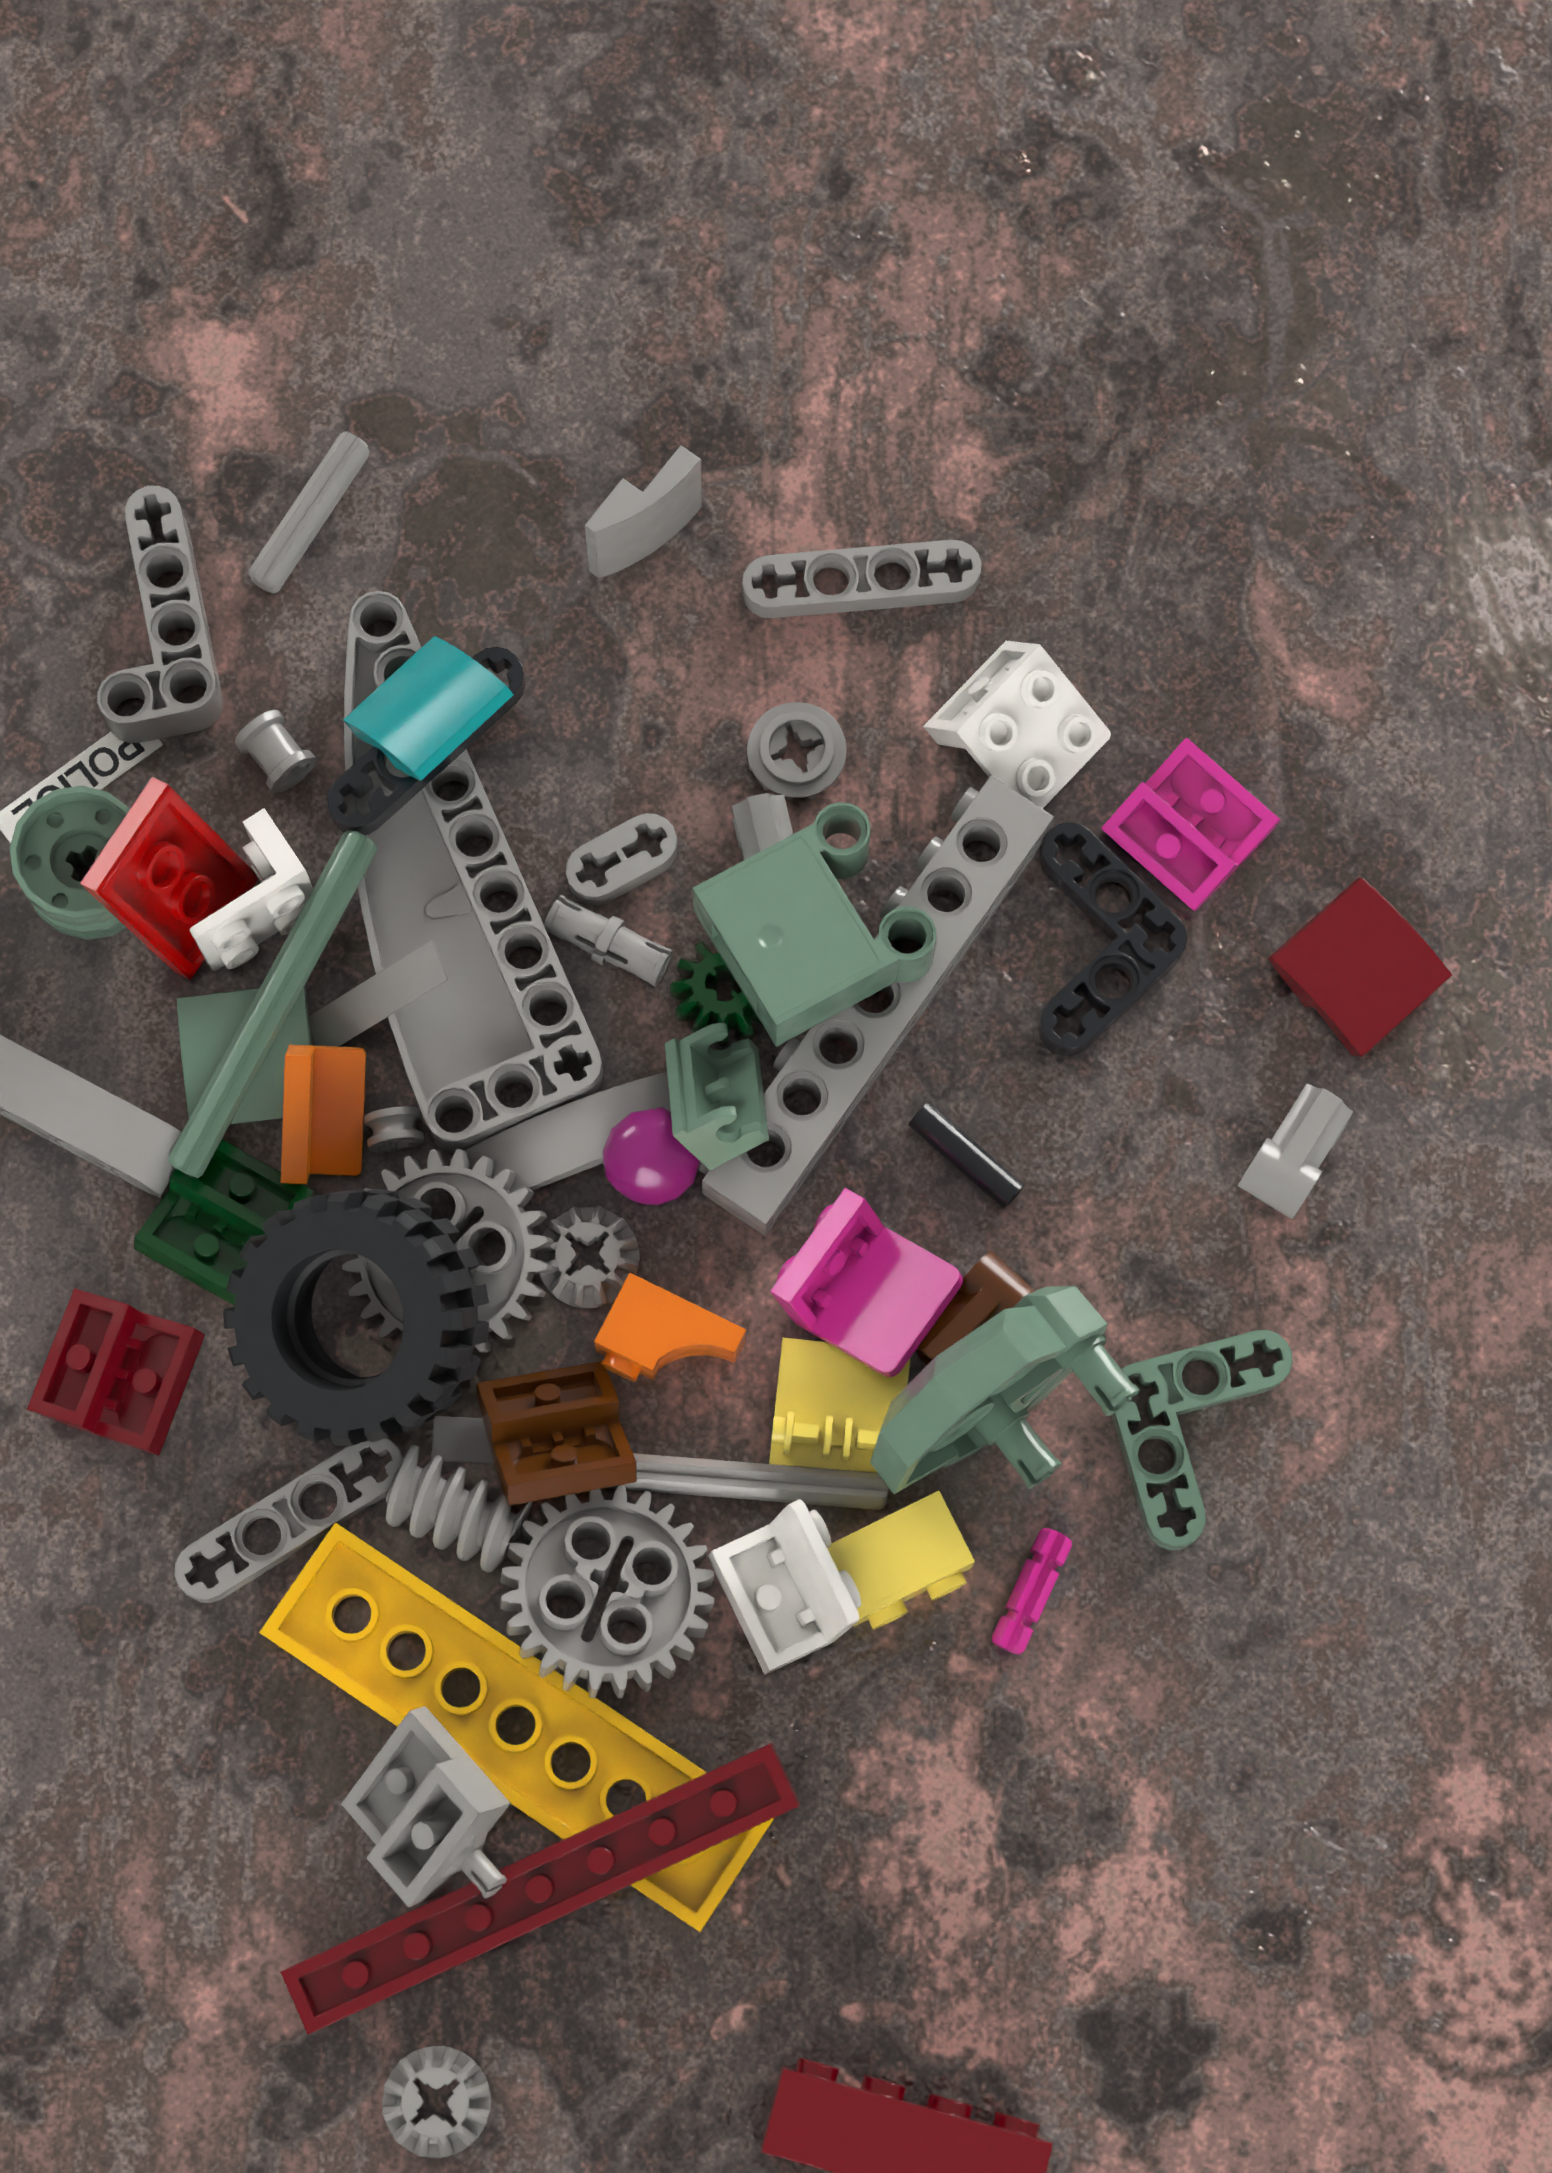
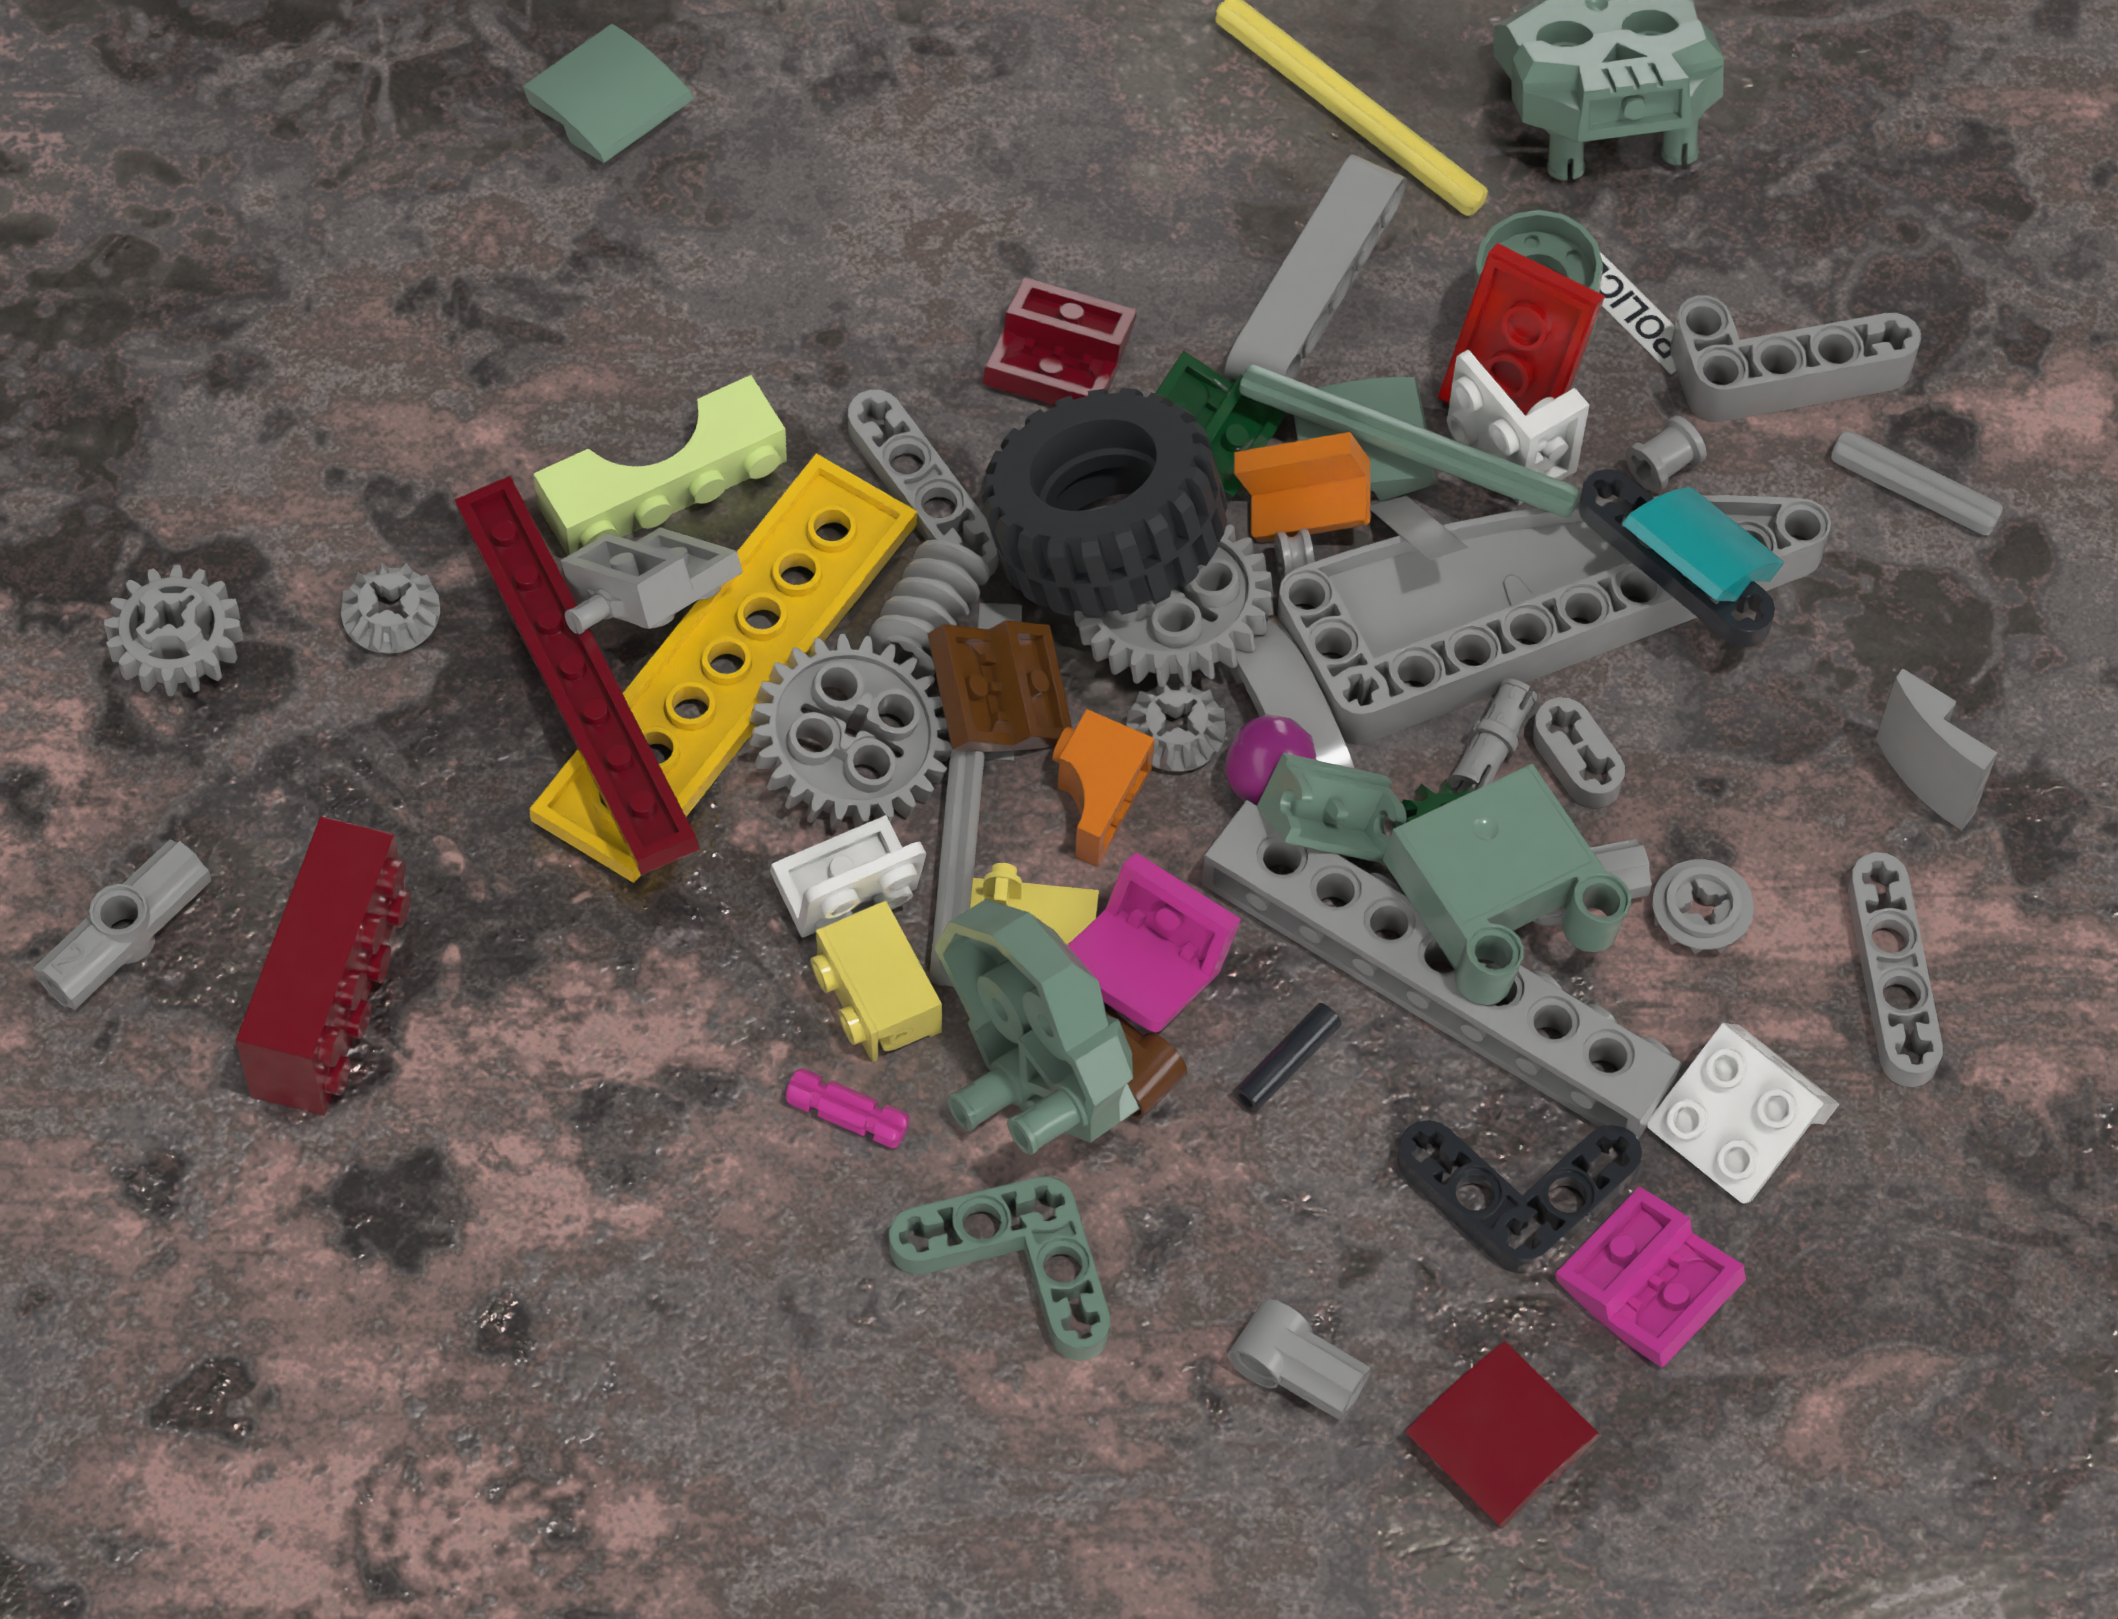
camera: 90 degrees right, 15 degrees down
(313, 1878) = (732, 442): none -> yellowish green arch

